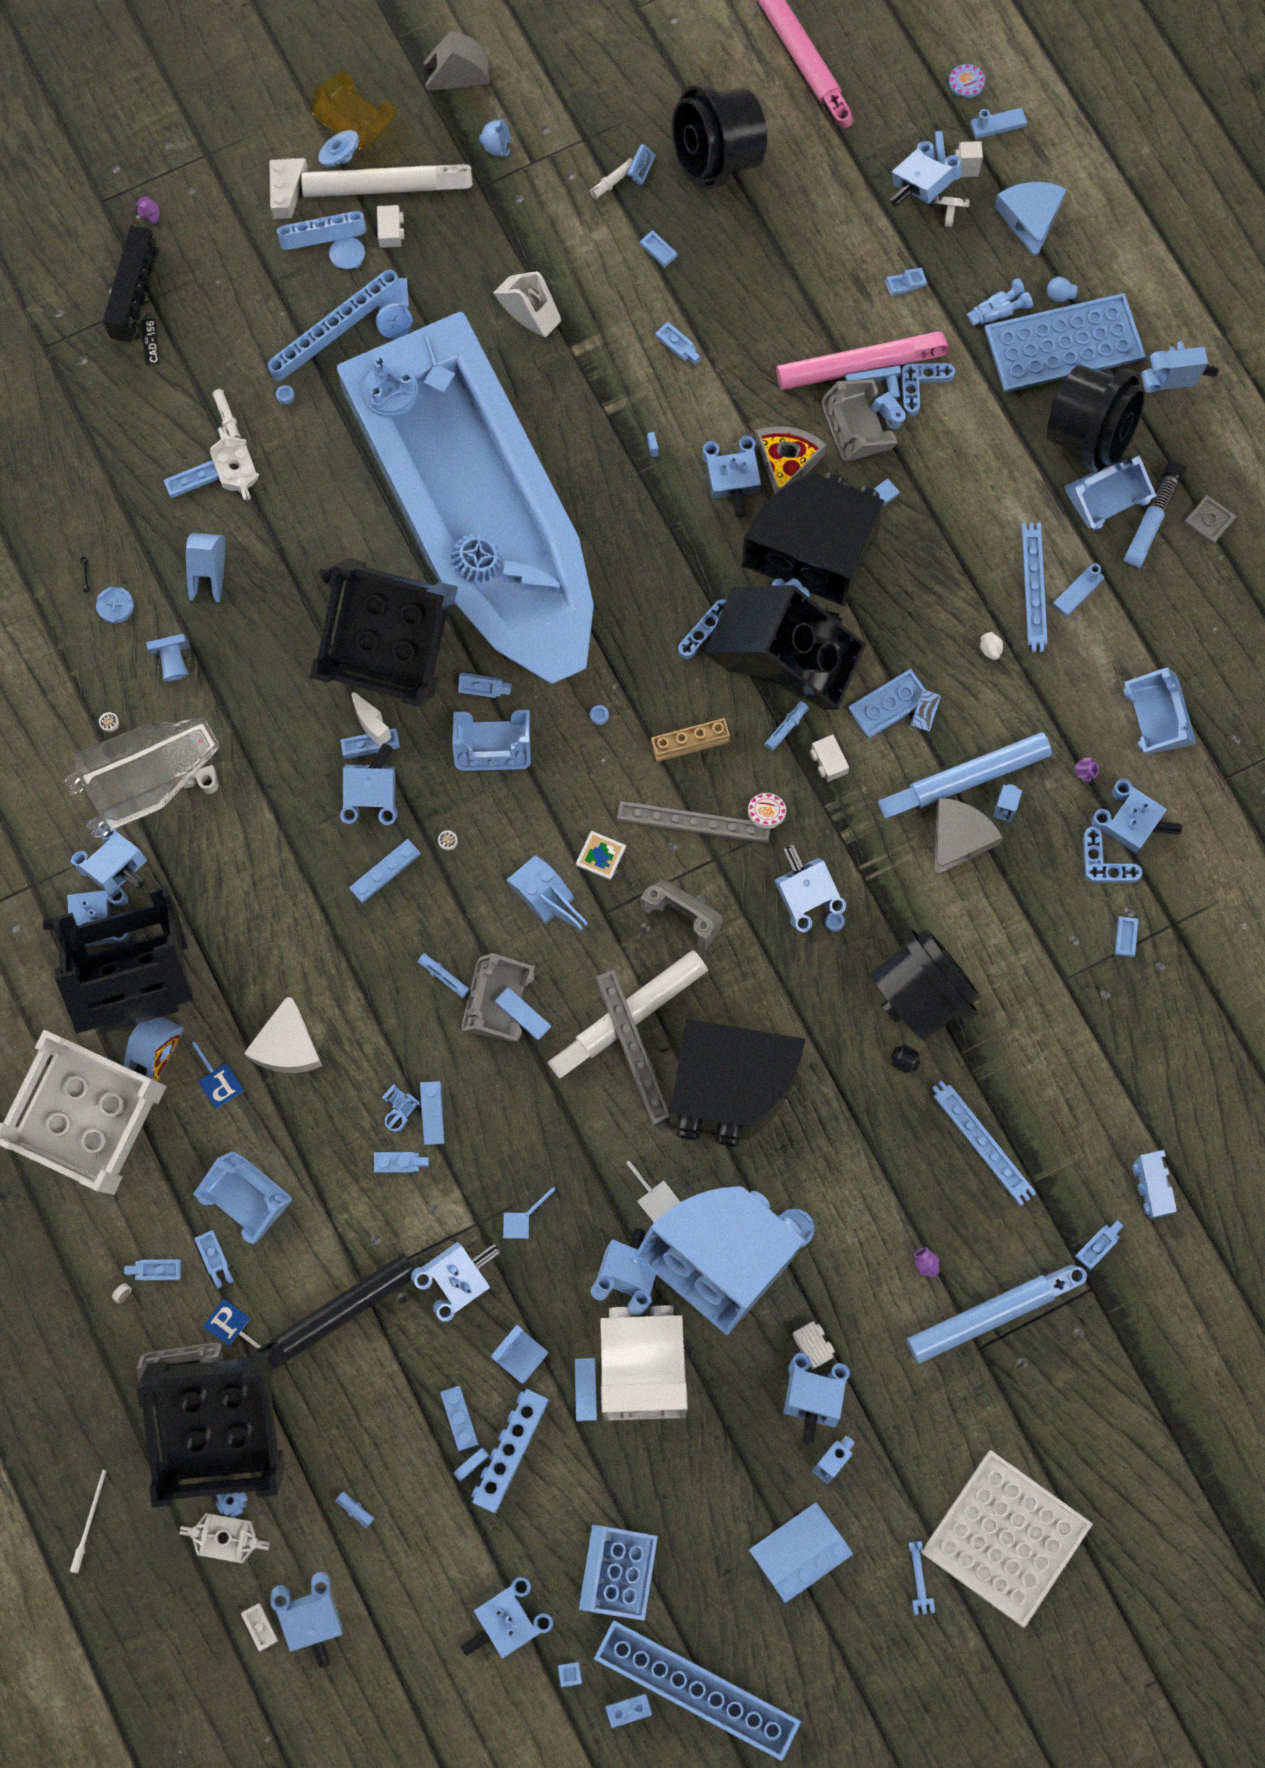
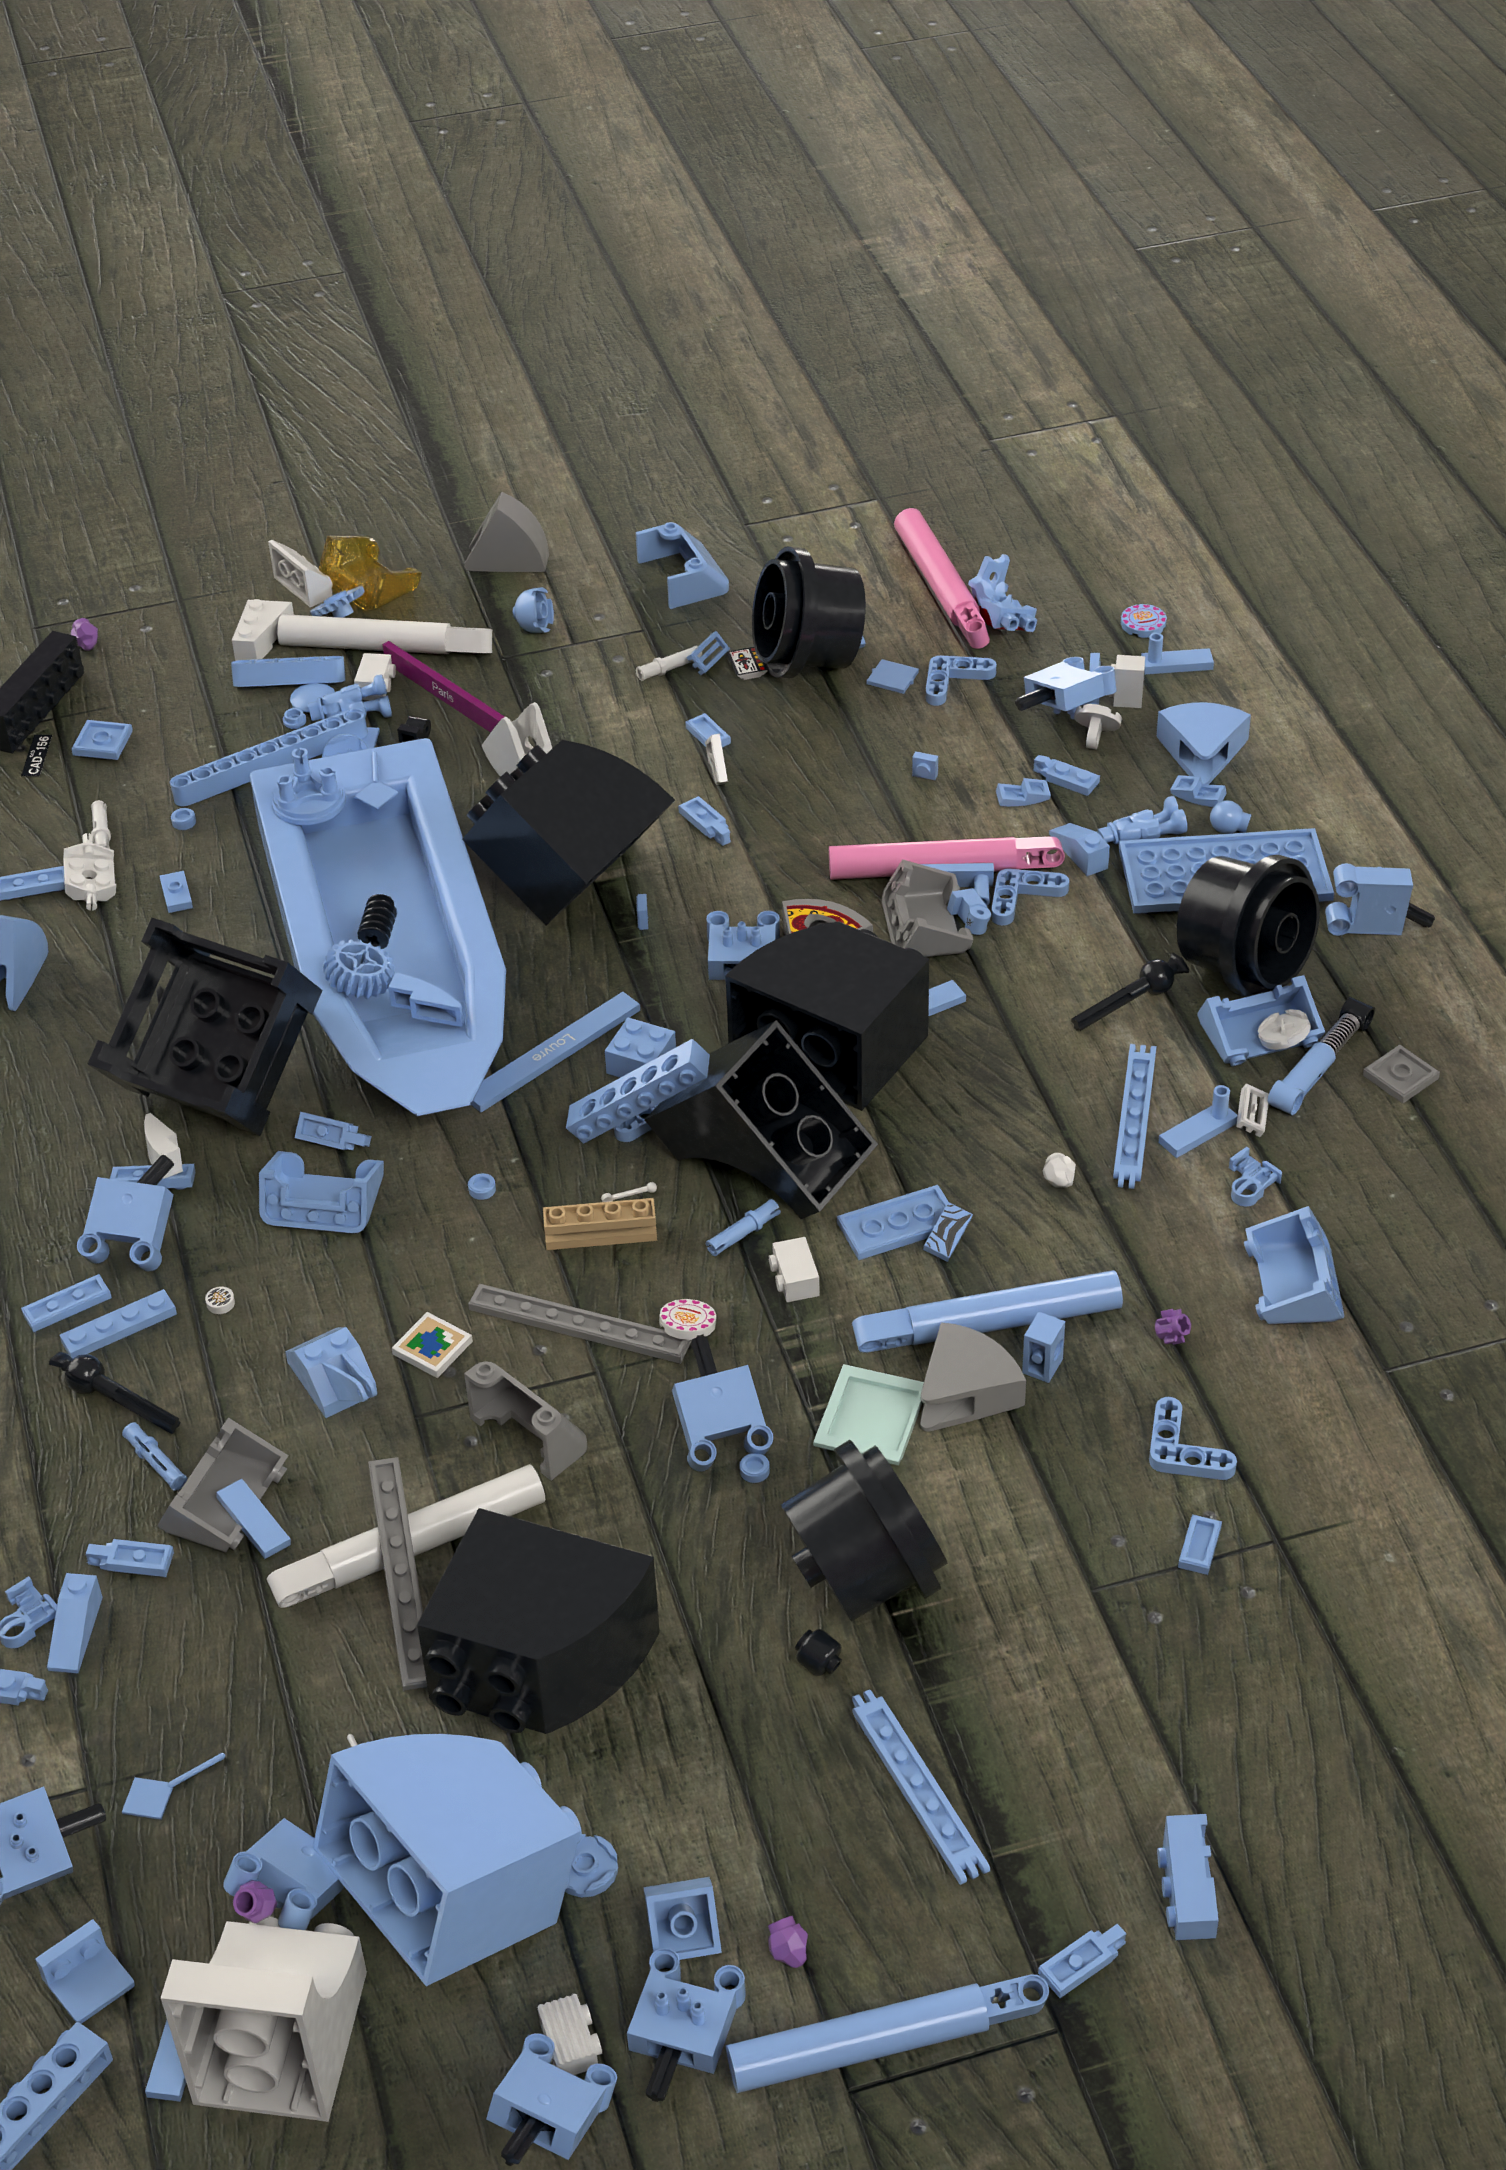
camera: 10 degrees right, 30 degrees down
(197, 322) = (102, 739): none -> light blue plate
(300, 120) = (299, 575): none -> white slope
(302, 470) = (176, 891): none -> light blue plate
(339, 274) = (294, 718): none -> light blue plate
(343, 858) = (66, 1303): none -> light blue tile
(379, 258) = (351, 698): none -> light blue piece
(379, 920) = (87, 1374): none -> black piece
(436, 281) = (415, 728): none -> black leg
(449, 233) = (442, 688): none -> magenta tile
(454, 1056) = (131, 1557): none -> light blue hinge
(475, 509) = (377, 921): none -> black piece
(589, 394) = (562, 822): none -> black slope
(615, 1304) = (254, 1901): none -> medium lavender rock
(621, 79) = (702, 575): none -> light blue windscreen
(628, 574) = (554, 1050): none -> light blue tile
(671, 168) = (747, 663): none -> piece
(673, 280) = (716, 758): none -> white tile
(682, 581) = (636, 1046): none -> light blue brick
(698, 635) = (638, 1091): none -> light blue brick
(716, 698) = (651, 1187): none -> white hinge
(785, 167) = (892, 676): none -> light blue piece
(828, 156) = (976, 669): none -> light blue beam
(829, 266) = (925, 765): none -> light blue plate
(861, 1257) = (683, 1917): none -> light blue slope
(864, 93) = (995, 607): none -> light blue hips
(876, 1325) = (682, 2020): none -> light blue piece
(901, 868) = (871, 1411): none -> light aqua piece
(935, 258) = (1066, 775): none -> light blue hinge
(957, 332) = (1084, 847): none -> light blue slope
(1030, 262) = (1192, 790): none -> light blue slope
(1030, 459) = (1155, 977): none -> black piece
(1111, 569) = (1242, 1119): none -> white tile
(1122, 628) = (1253, 1177): none -> light blue piece
(1127, 496) = (1284, 1030): none -> white tile
(1135, 819) = (1235, 1394): light blue piece -> none

